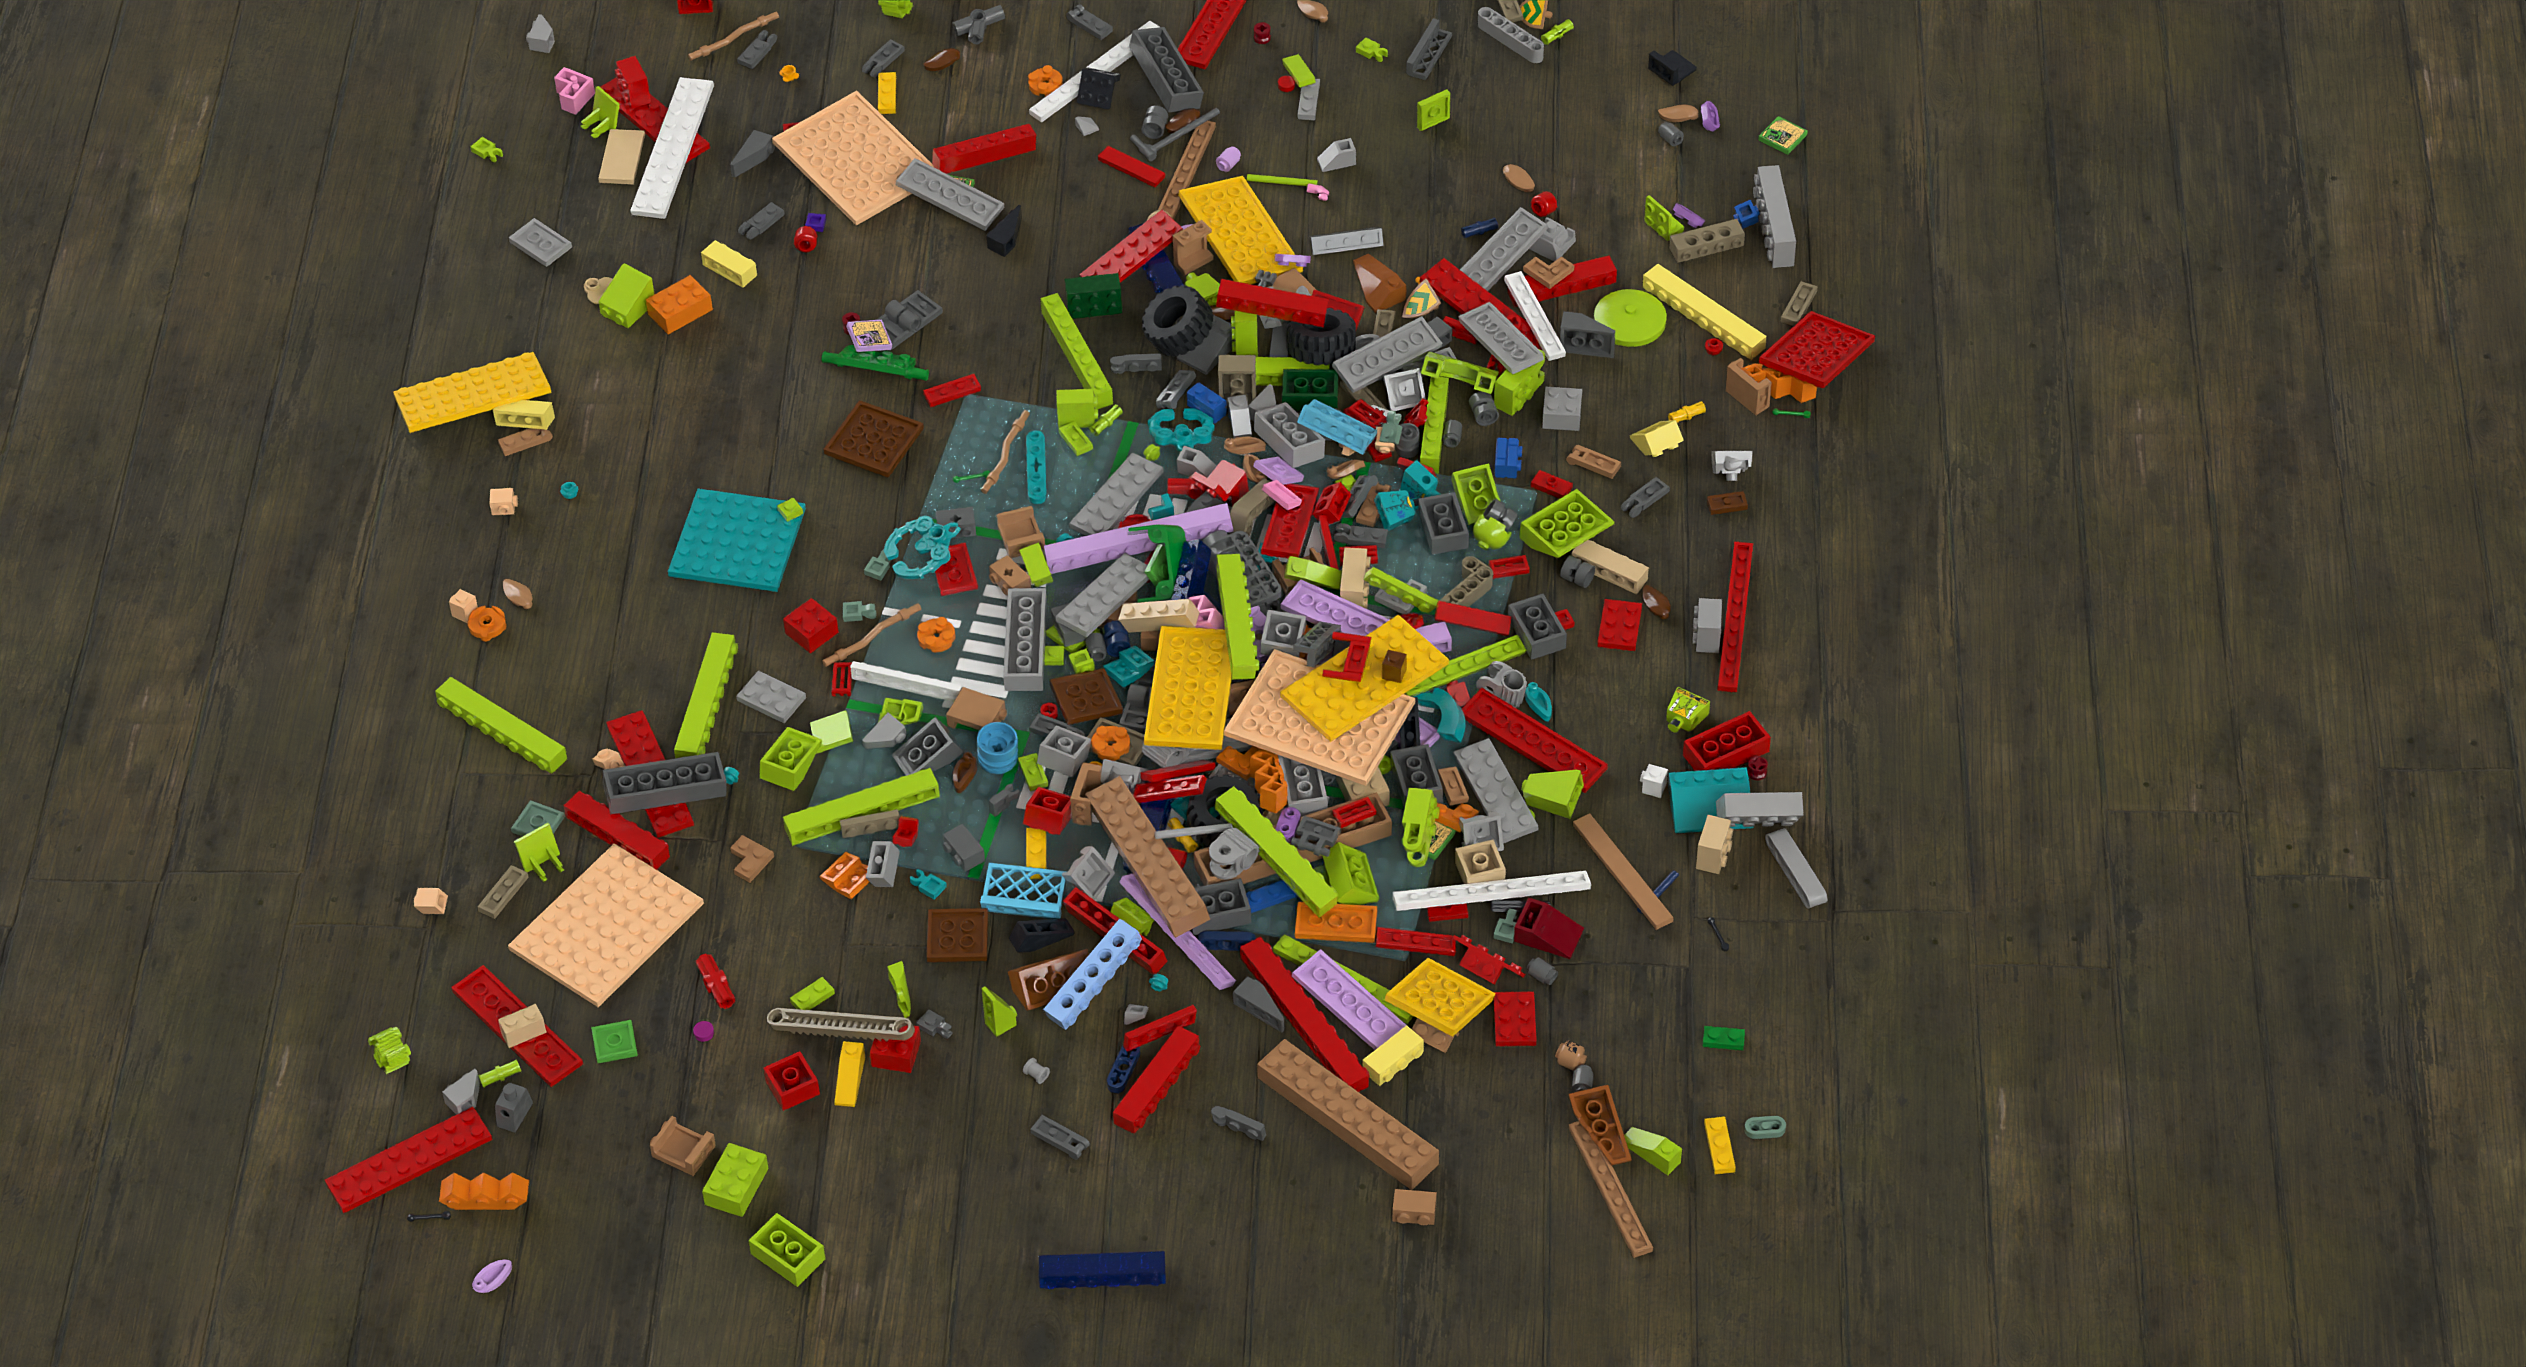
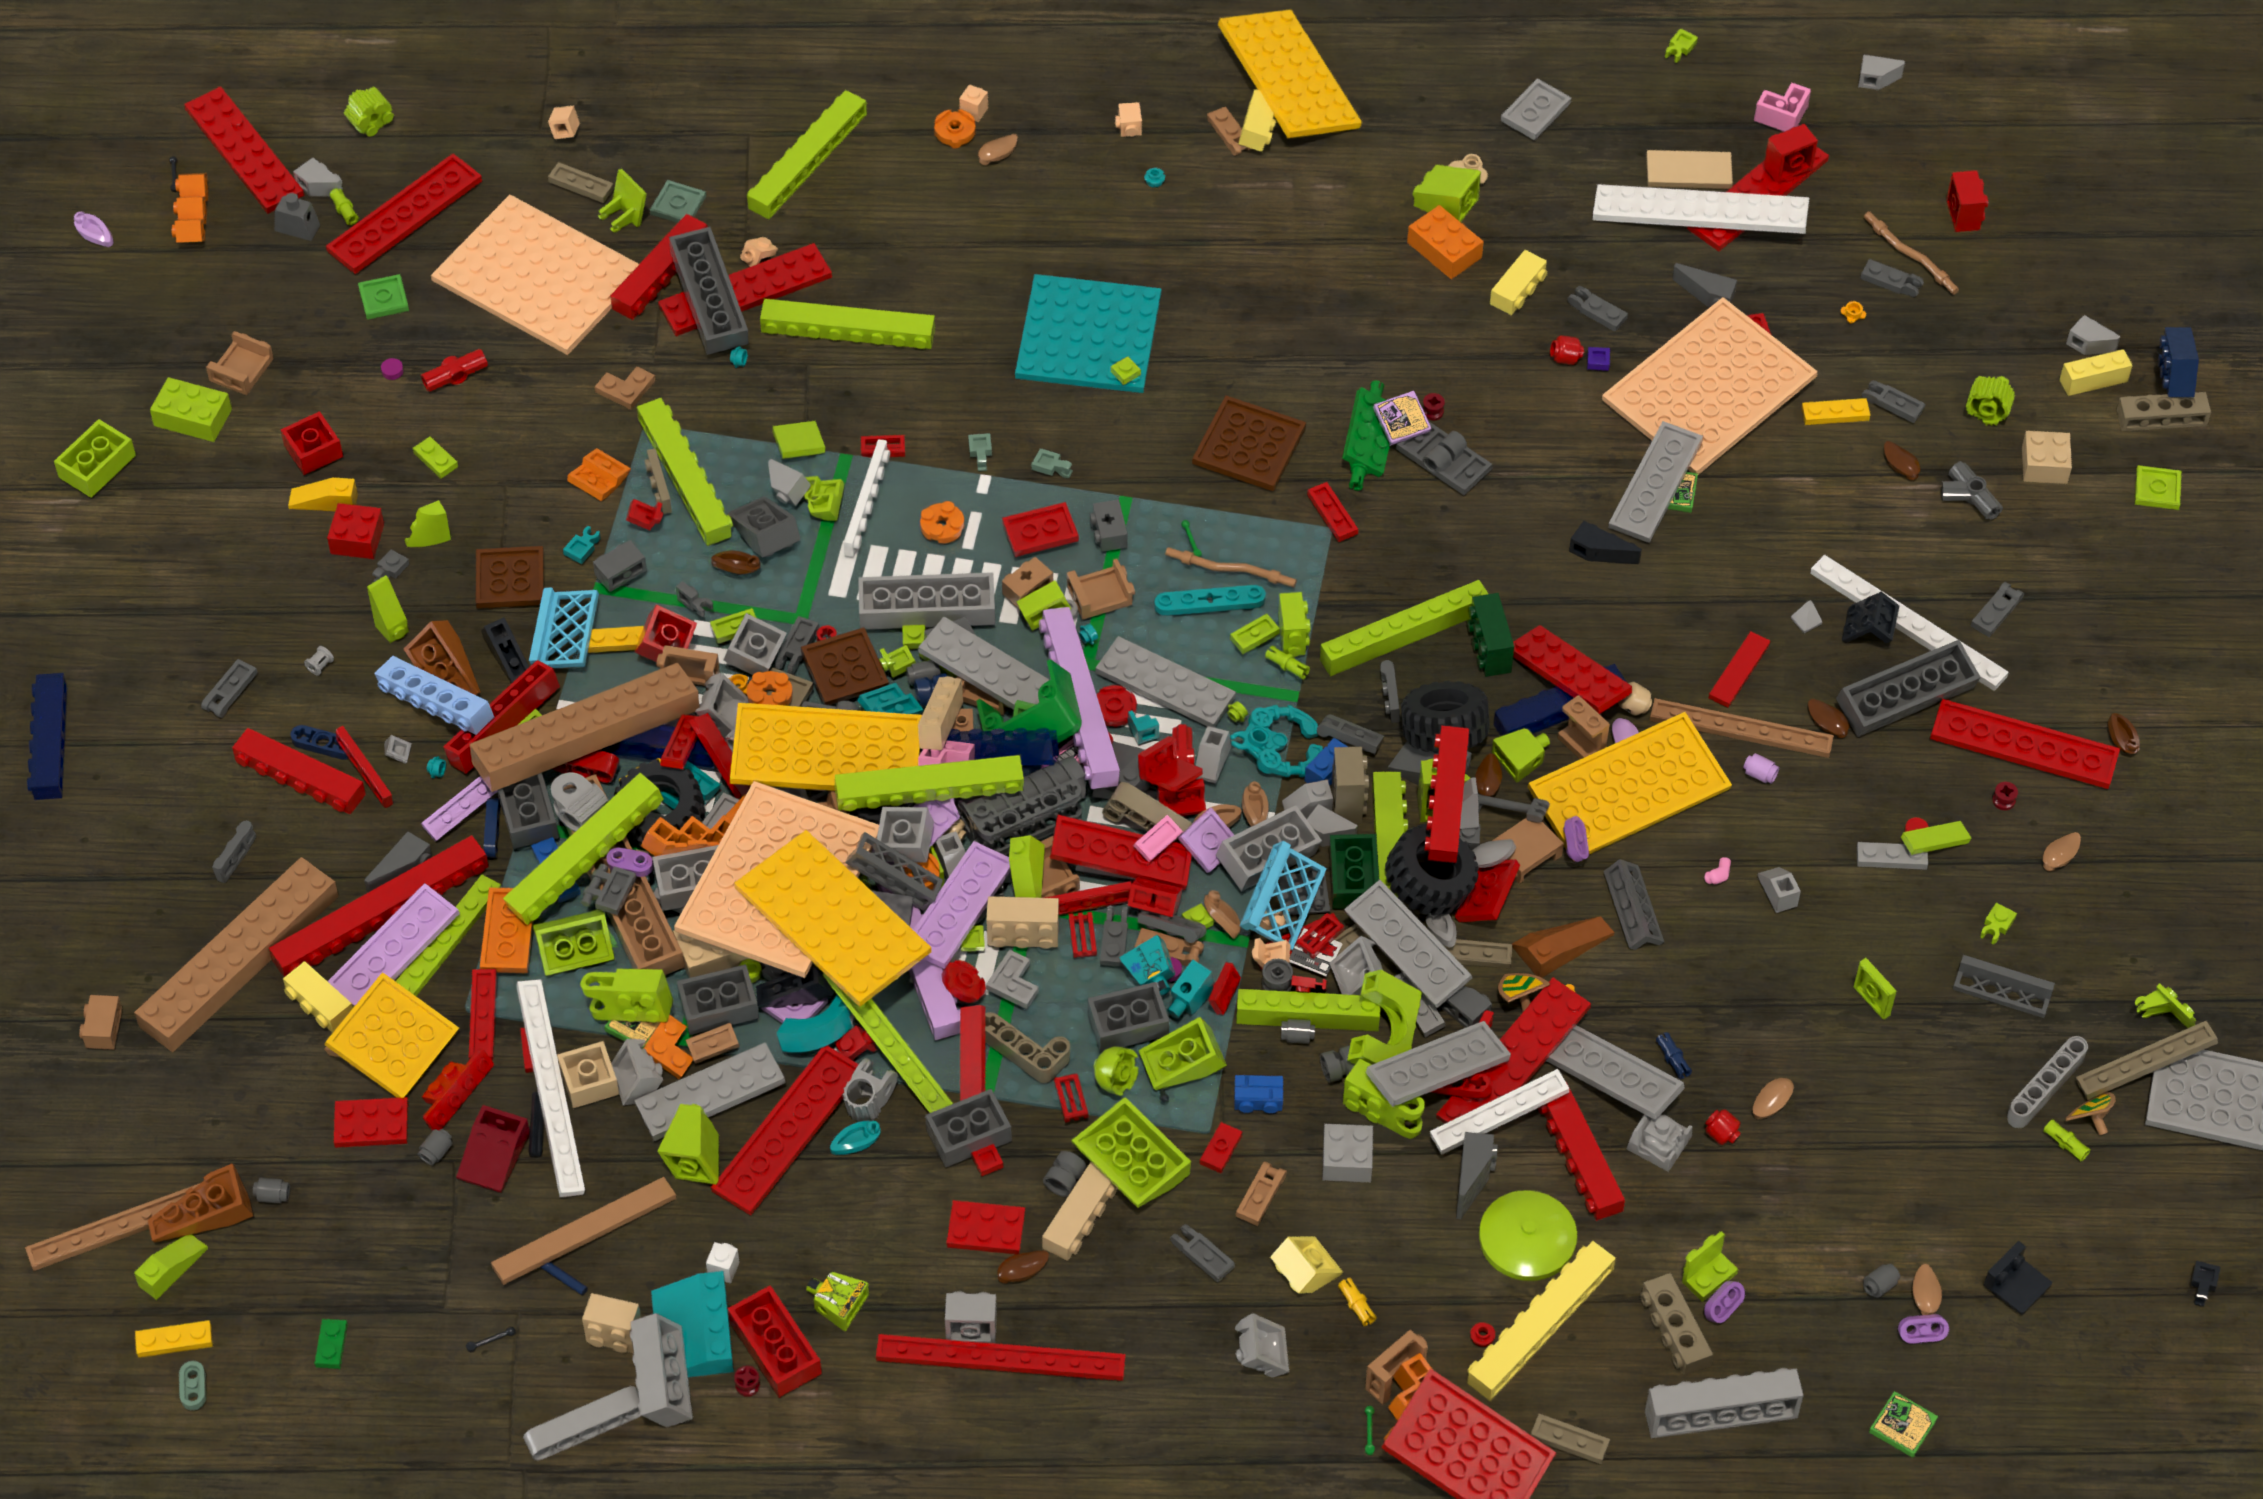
camera: 85 degrees right, 5 degrees up
(522, 1025) = (389, 209): tan brick -> none
(604, 110) = (1750, 139): lime plate -> none
(771, 696) = (855, 384): light grey plate -> none
(789, 758) = (755, 402): lime slope -> none
(810, 625) = (954, 406): red brick -> none
(840, 1024) = (375, 474): dark tan gear -> none
(842, 654) = (970, 487): medium nougat bar -> none
(882, 863) = (601, 496): light grey brick -> none
(929, 542) = (1070, 500): teal piece -> none
(975, 710) = (818, 565): medium nougat panel -> none
(984, 149) = (1736, 508): red brick -> none
(997, 748) = (759, 583): dark azure wheel -> none
(1037, 78) = (1880, 559): orange plate -> none
(1089, 872) = (574, 679): light grey brick -> none
(1150, 151) = (1770, 686): dark grey bar -> none
(1154, 122) = (1815, 684): dark grey wheel -> none
(1192, 831) = (605, 756): light grey bar -> none
(1280, 180) = (1736, 832): lime bar -> none
(1355, 660) = (845, 897): red plate -> none
(1356, 814) = (656, 943): red tile -> none
(1392, 431) = (1274, 951): sand green plate -> none
(1394, 666) = (829, 935): reddish brown brick -> none
(1401, 590) = (998, 975): lime plate -> none
(1497, 510) = (1141, 1077): dark grey wheel -> none
(1505, 928) = (505, 1104): sand green plate -> none
(1548, 274) = (1574, 1126): medium nougat plate -> none
(1570, 1055) = (306, 1176): medium nougat head -> none
(1727, 502) = (1197, 1348): reddish brown plate -> none
(1746, 214) = (1724, 1364): blue brick -> none

